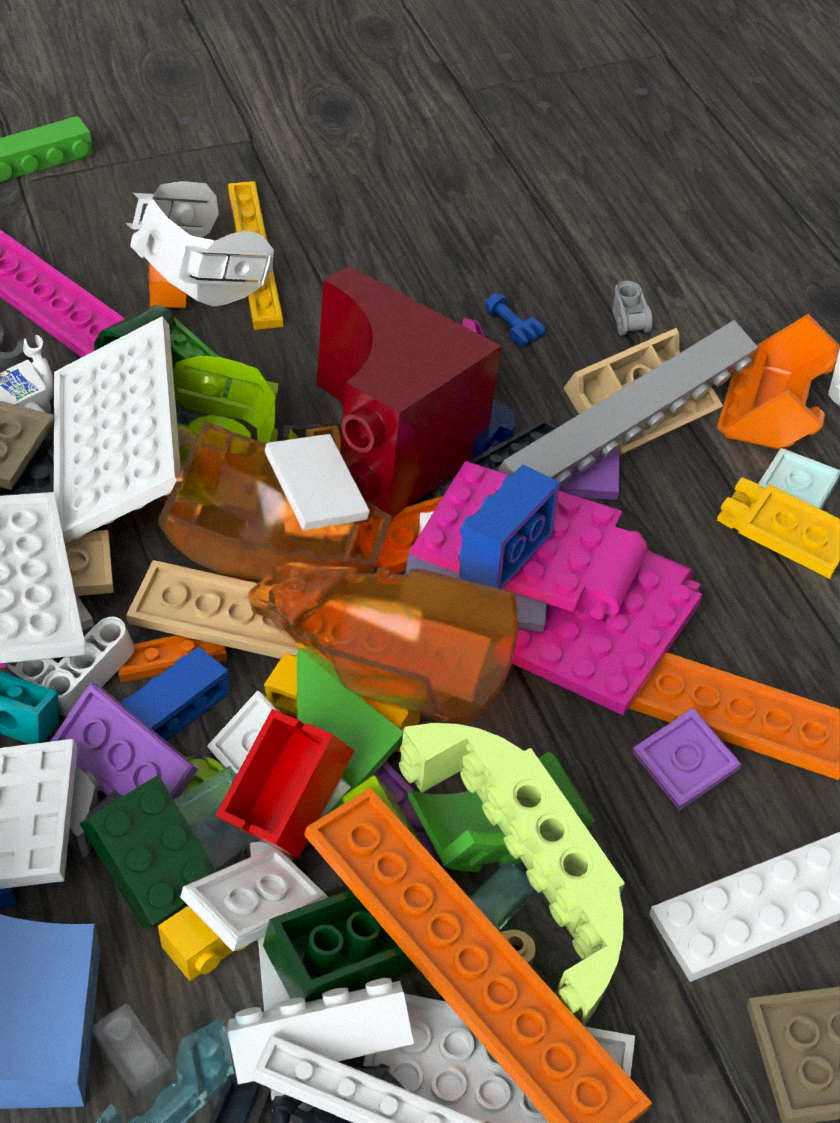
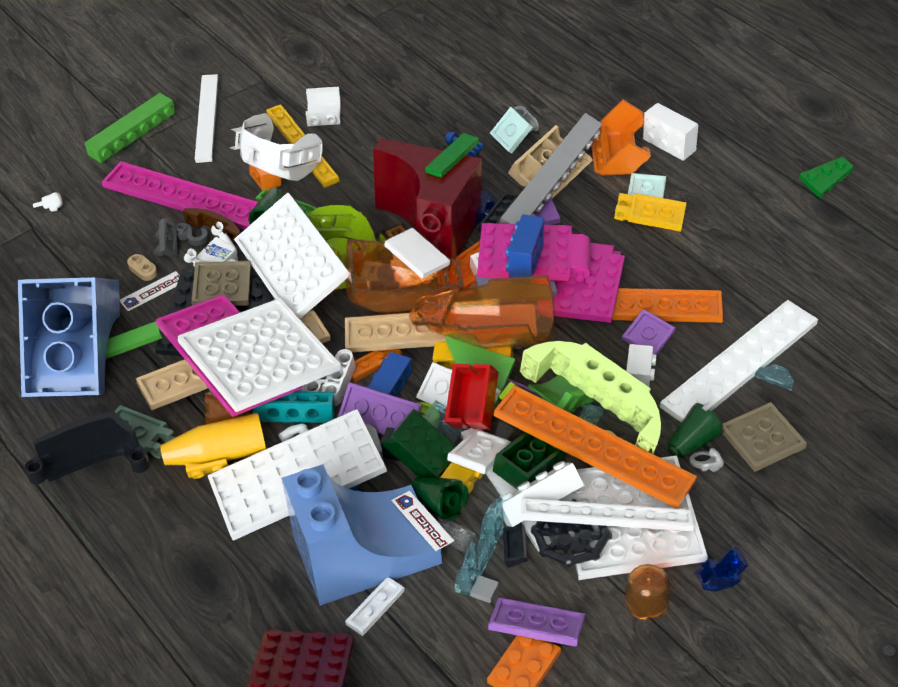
camera: 15 degrees left, 0 degrees up
(29, 322) = (200, 217): none -> reddish brown slope
(74, 1010) = (422, 520): none -> white sticker
(131, 175) = (206, 119): none -> white tile
(142, 967) = (441, 495): none -> dark green cone
(319, 202) = (323, 106): none -> white panel
(450, 326) = (452, 155): none -> green tile
(600, 317) = (511, 130): none -> light aqua plate
(641, 819) = (640, 362): none -> white brick
(689, 998) = (695, 431): none -> dark green cone
(704, 1079) = (712, 464): none -> light grey piece

